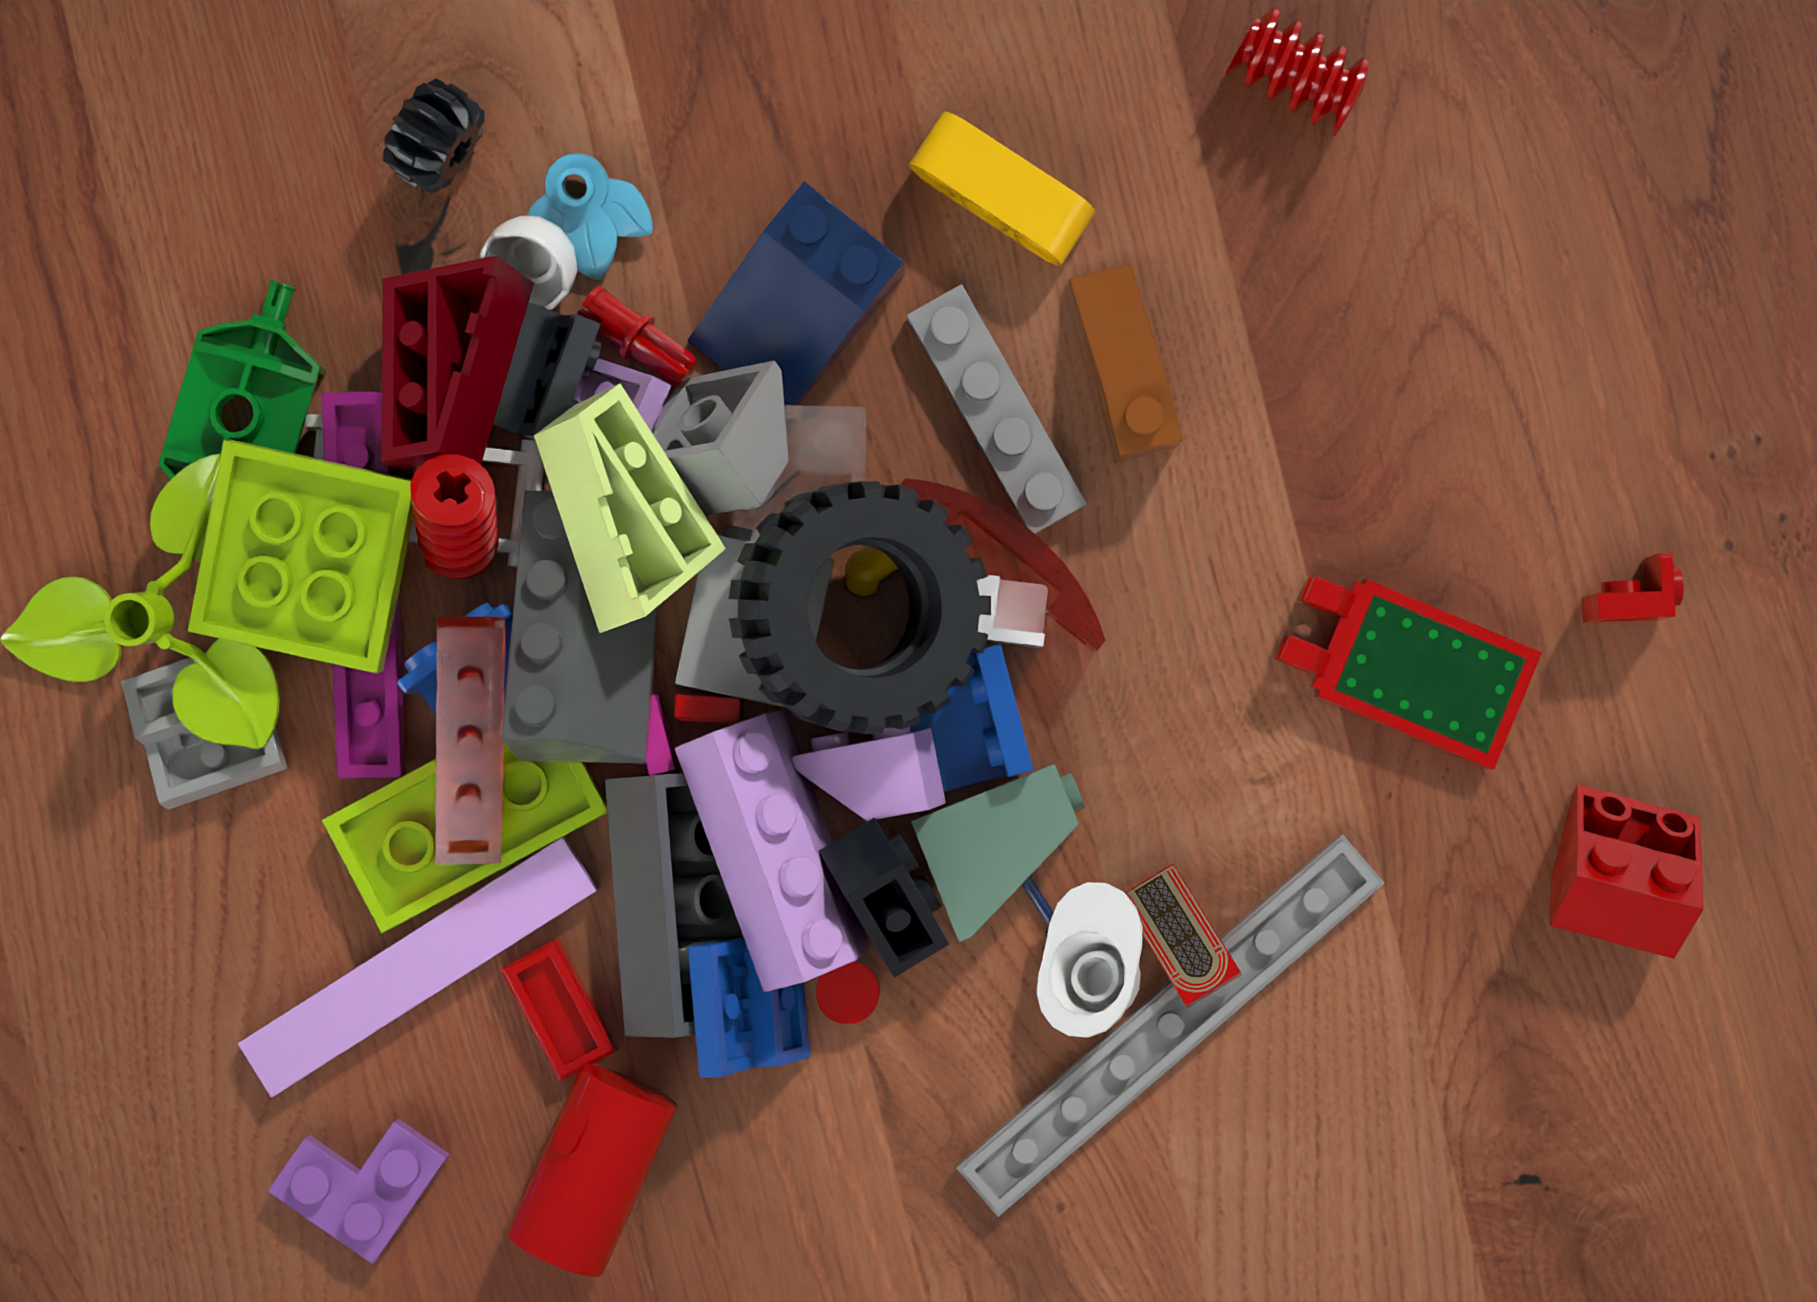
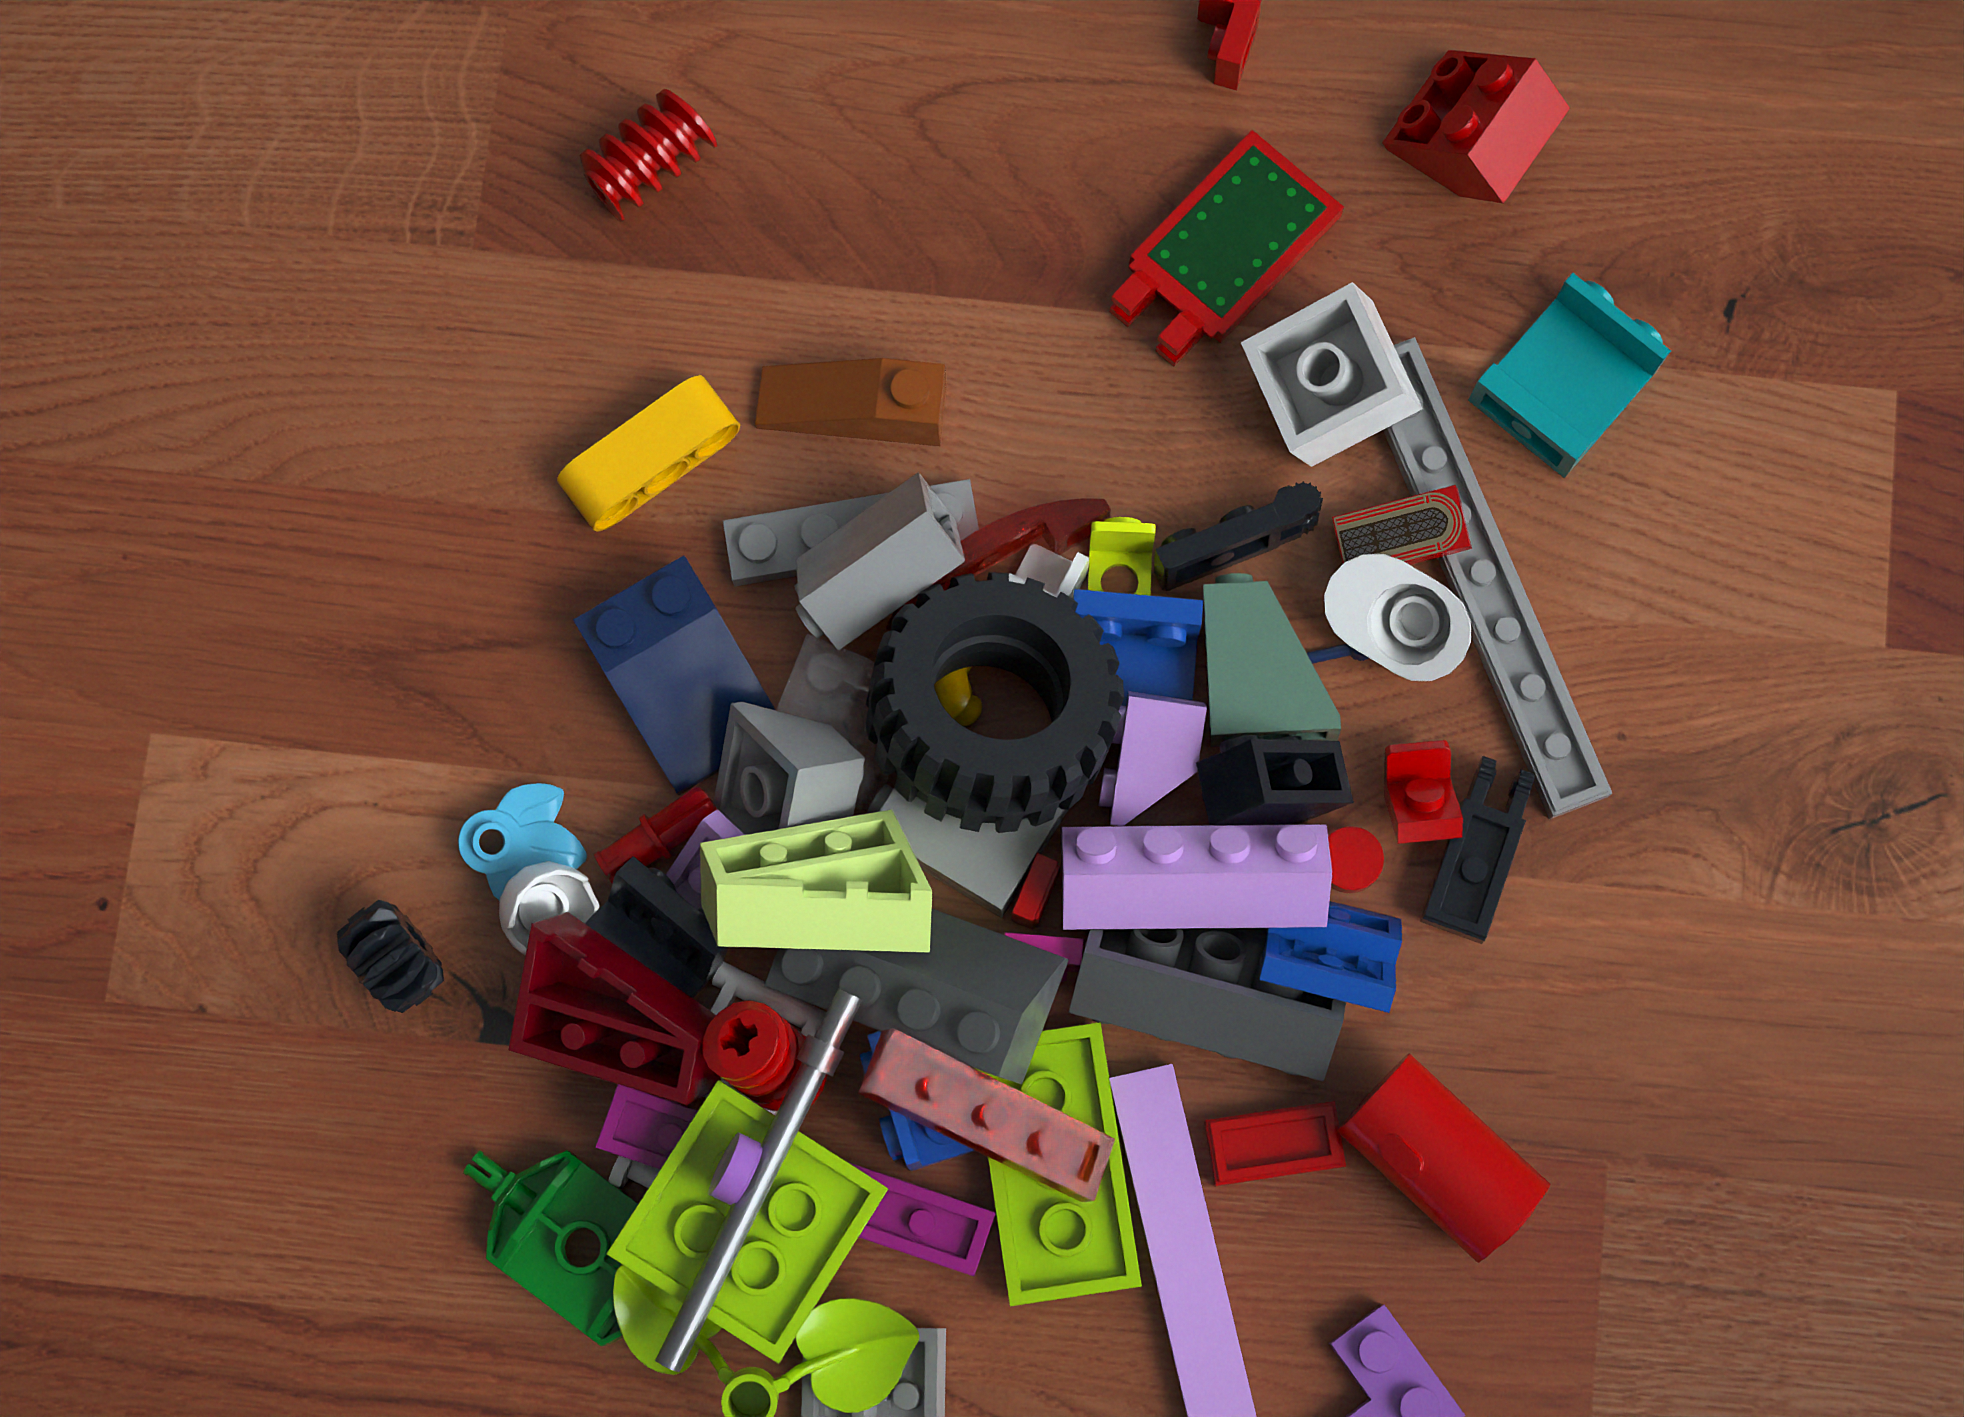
camera: 65 degrees left, 10 degrees down
(334, 529) = (735, 1169): none -> medium lavender tile
(463, 567) = (818, 1057): none -> flat silver bar
(892, 1110) = (1479, 862): none -> black hinge
(929, 1038) = (1421, 792): none -> red bracket
(960, 448) = (877, 562): none -> light grey brick
(1074, 673) = (1121, 543): none -> neon yellow bracket
(1121, 781) = (1237, 537): none -> black hinge
(1308, 816) = (1331, 375): none -> white brick
(1400, 1046) = (1570, 374): none -> teal panel

